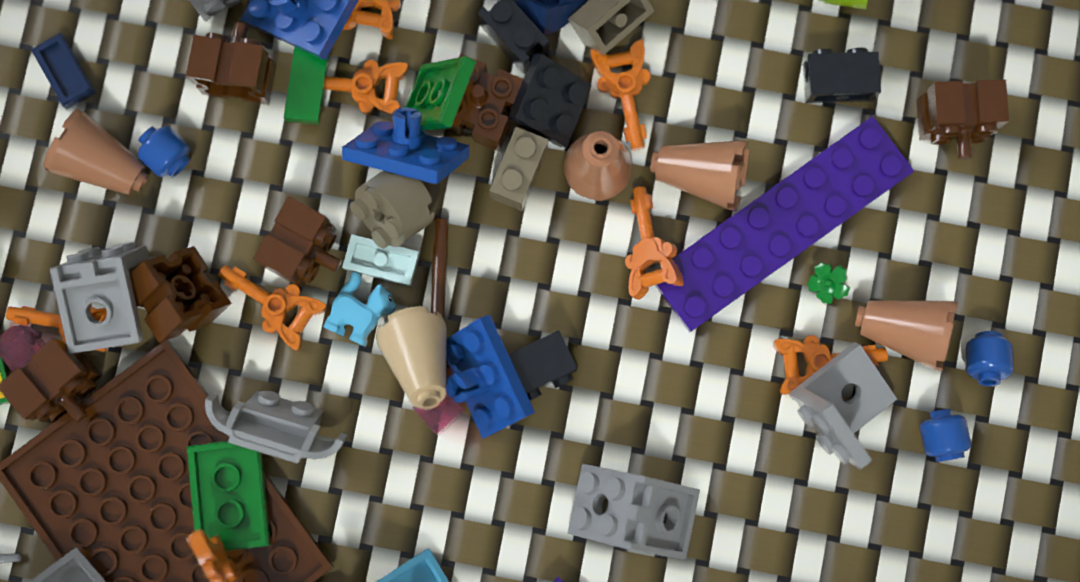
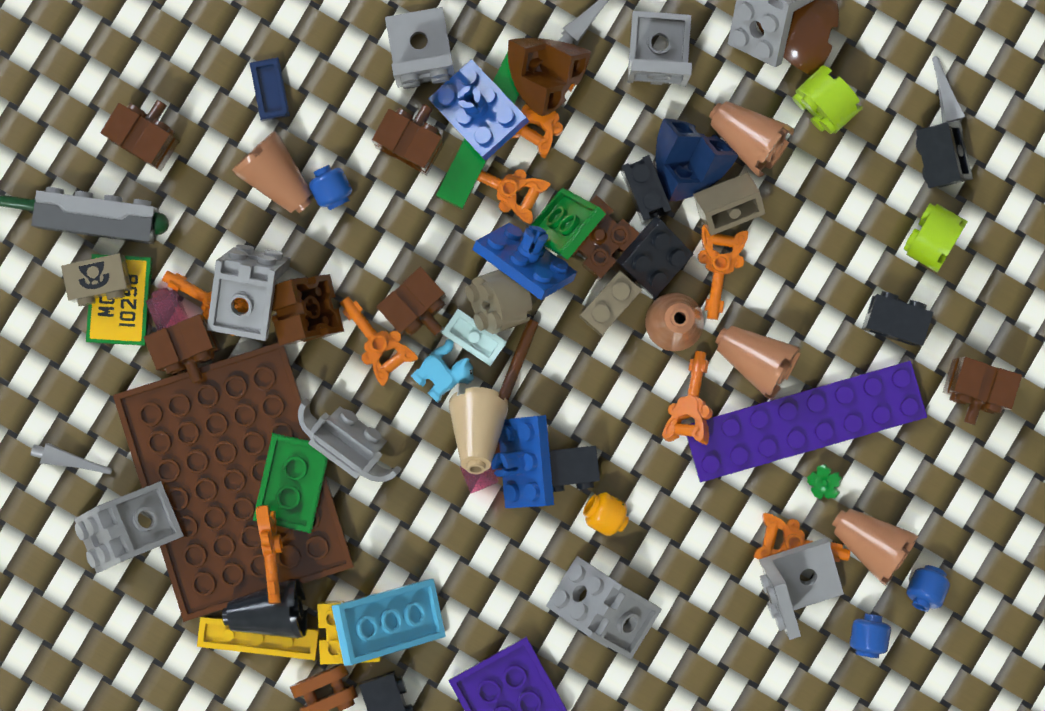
camera: 15 degrees right, 5 degrees up
(598, 404) = (606, 514): none -> light orange head

